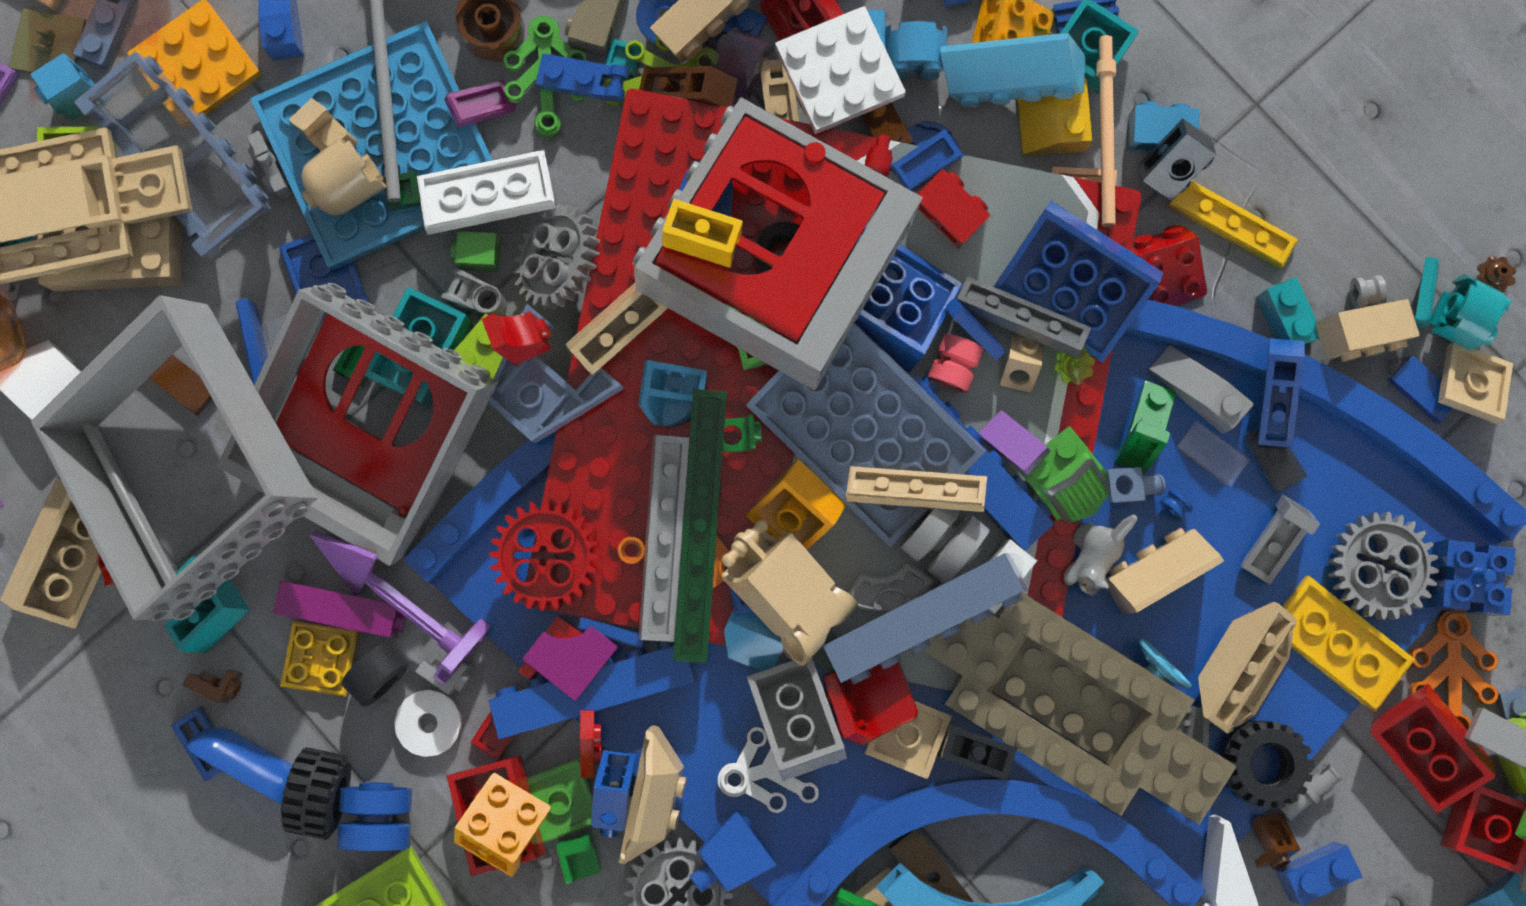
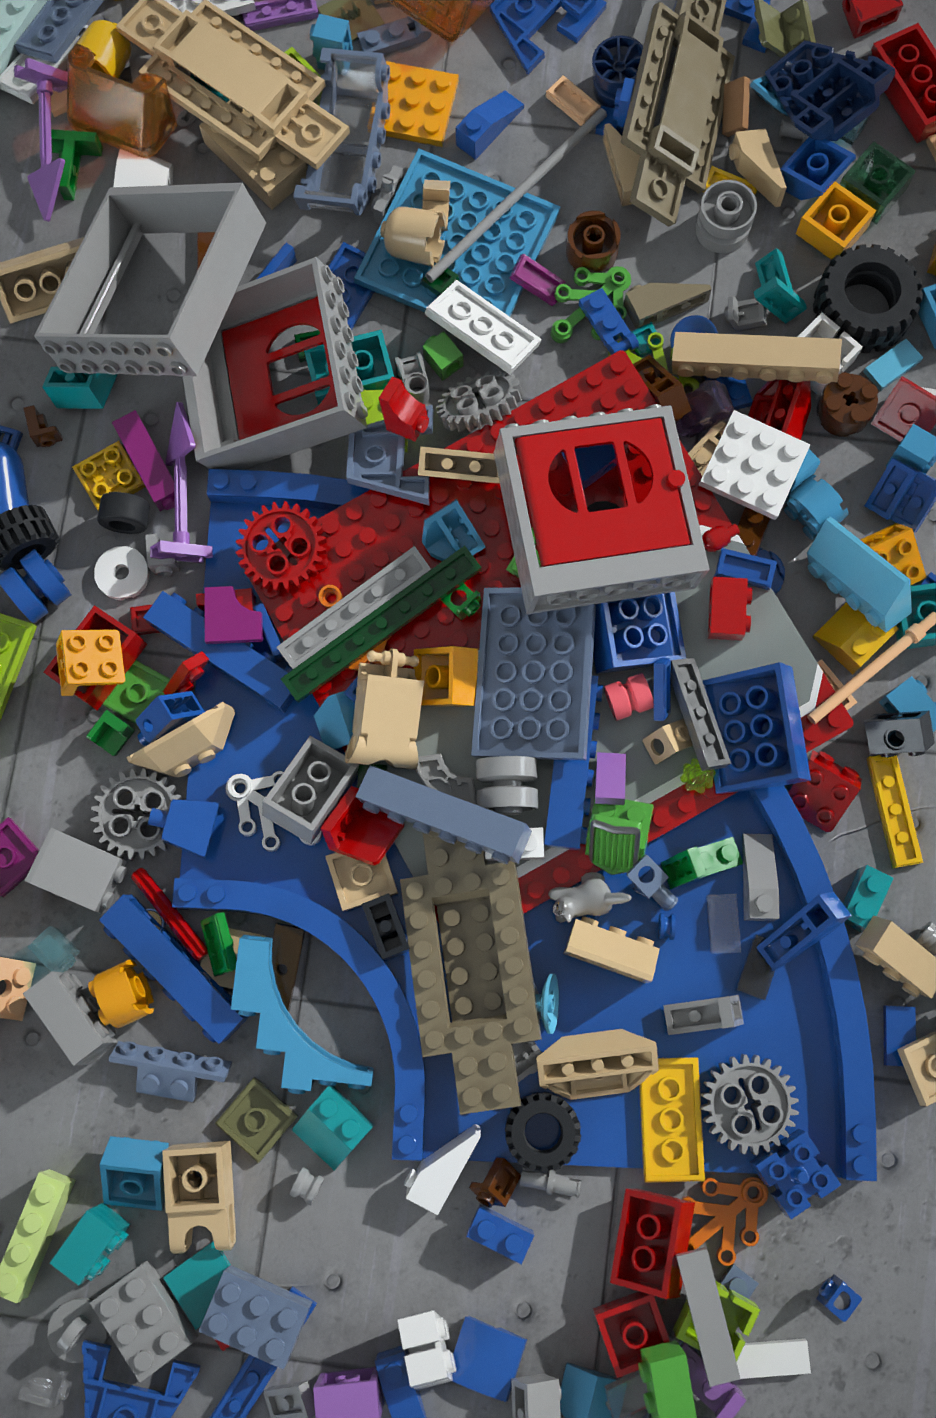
camera: 55 degrees right, 5 degrees down
(701, 233) = (556, 446): yellow brick -> none
(916, 489) = (521, 735): tan tile -> none

